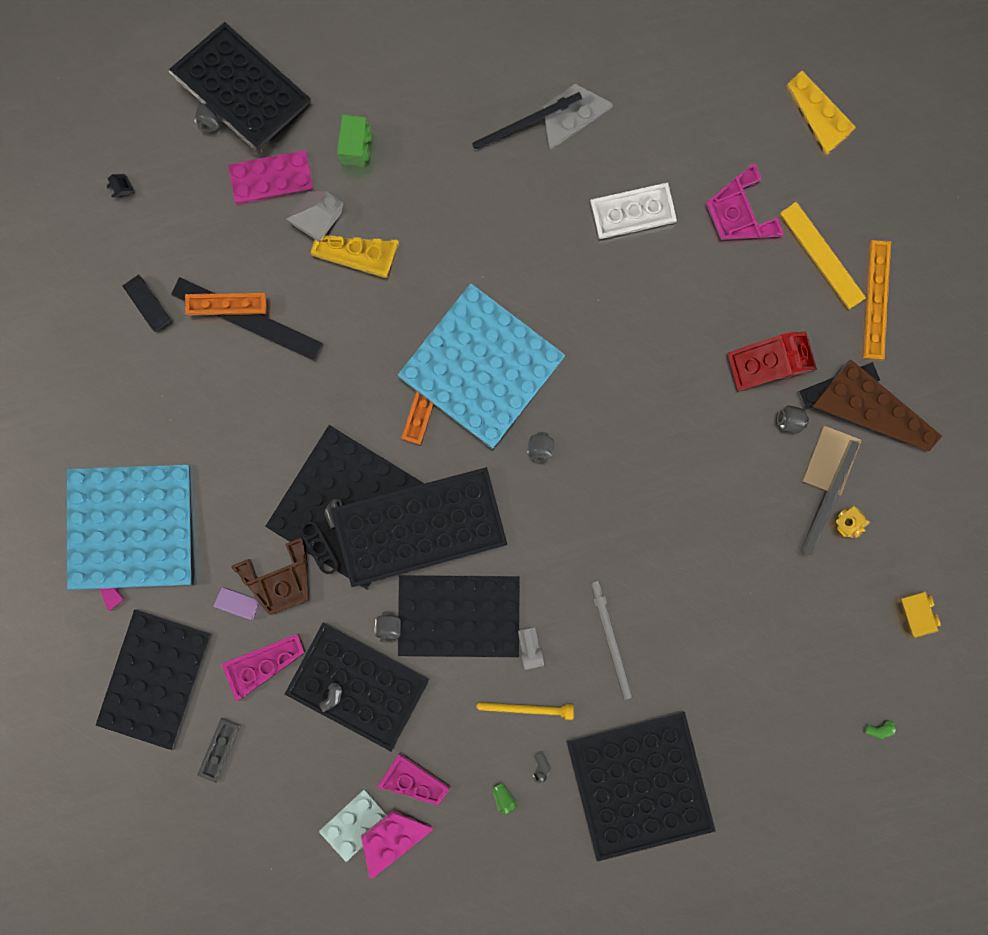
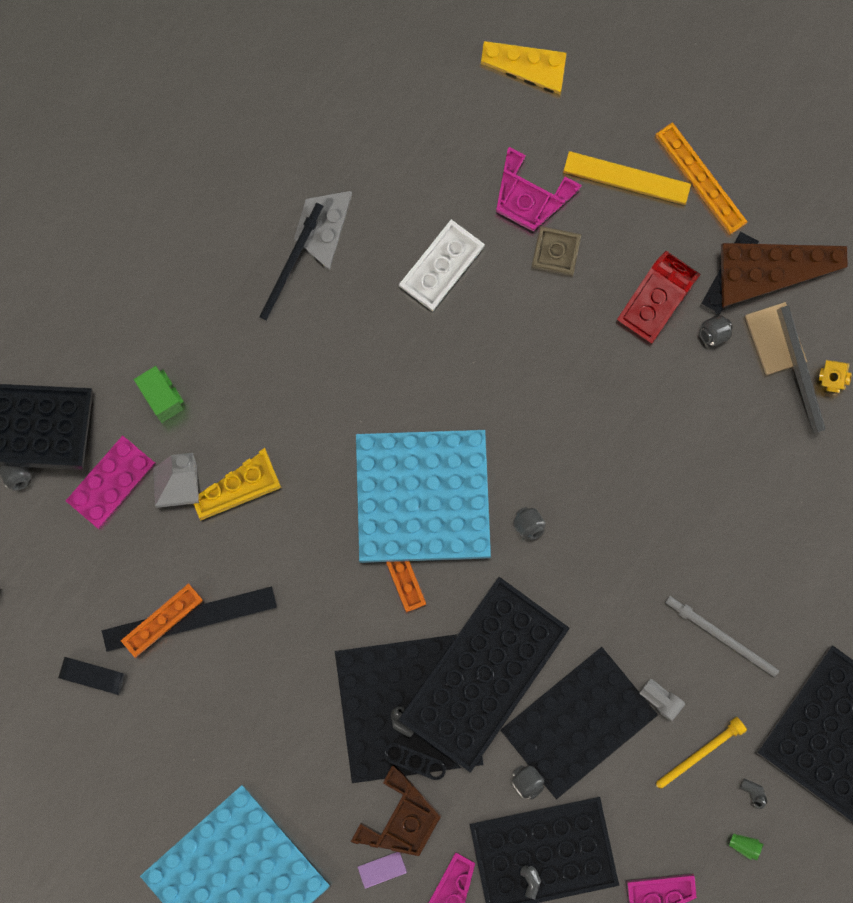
camera: 45 degrees left, 5 degrees down
(725, 267) = (556, 251): none -> dark tan tile

